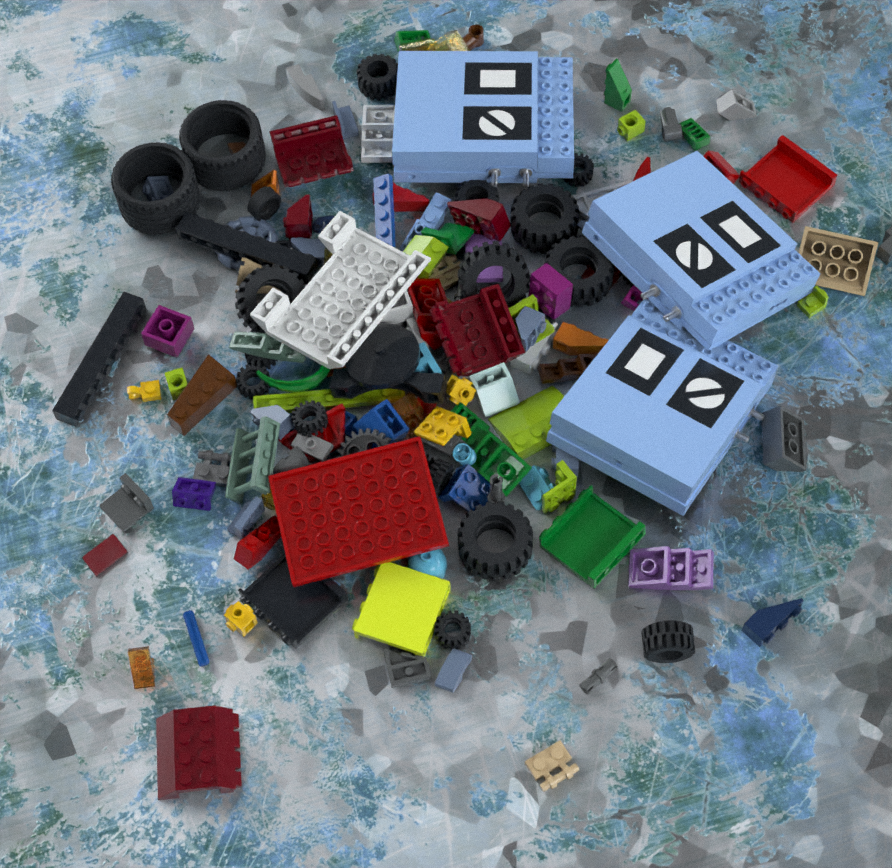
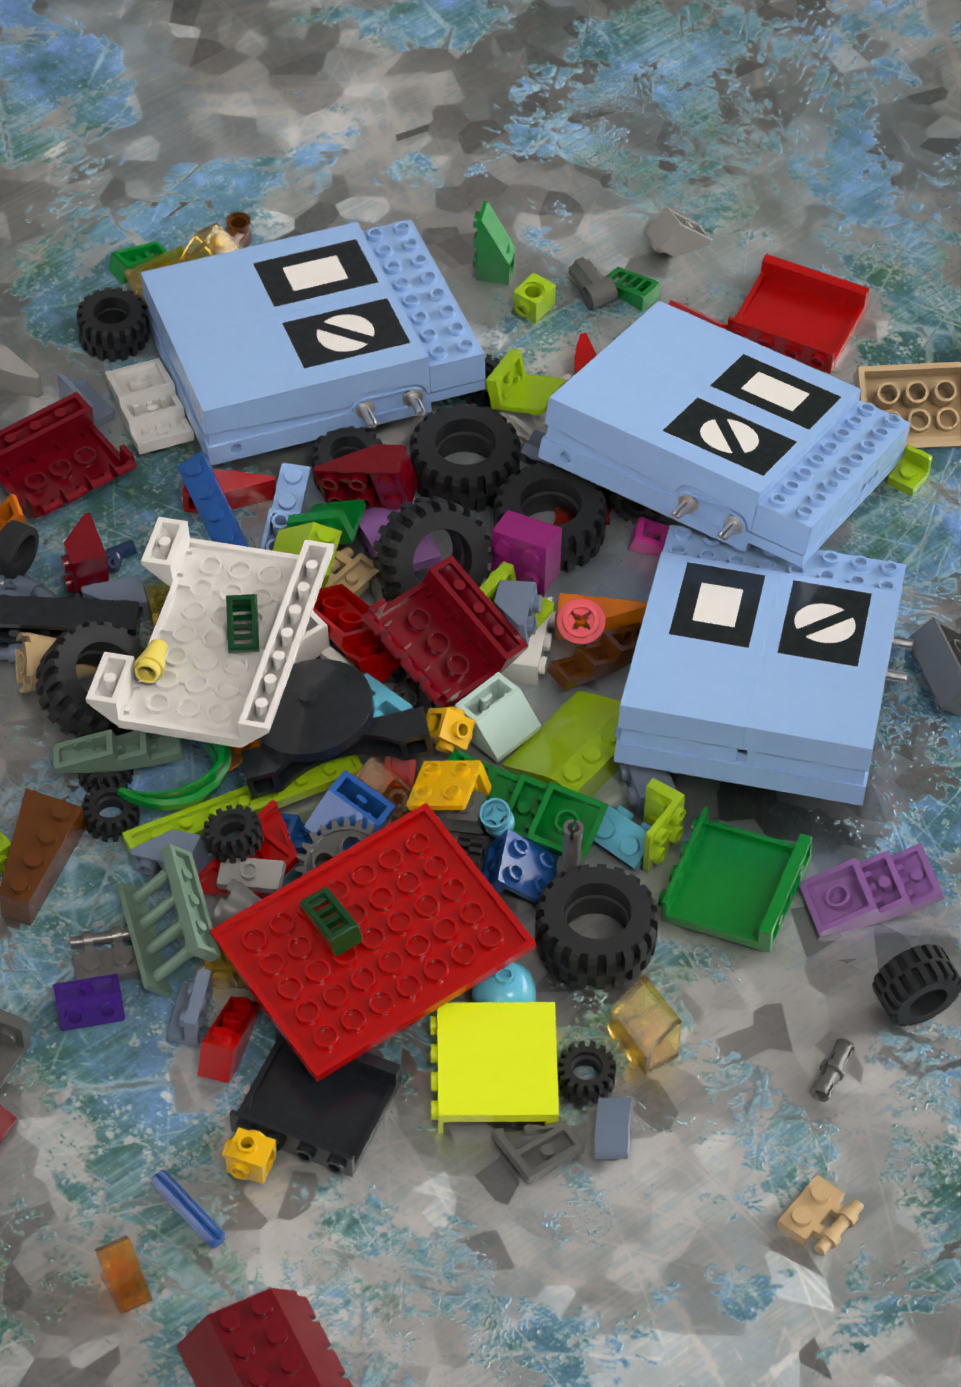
camera: 25 degrees left, 10 degrees down
(297, 302) = (151, 663): none -> light yellow cone
(338, 504) = (342, 936): none -> dark green slope
(363, 279) = (242, 603): none -> dark green slope
(496, 614) = (645, 1026): none -> clear yellow slope
(569, 336) = (581, 609): none -> coral gear
(592, 181) = (520, 392): none -> lime bracket

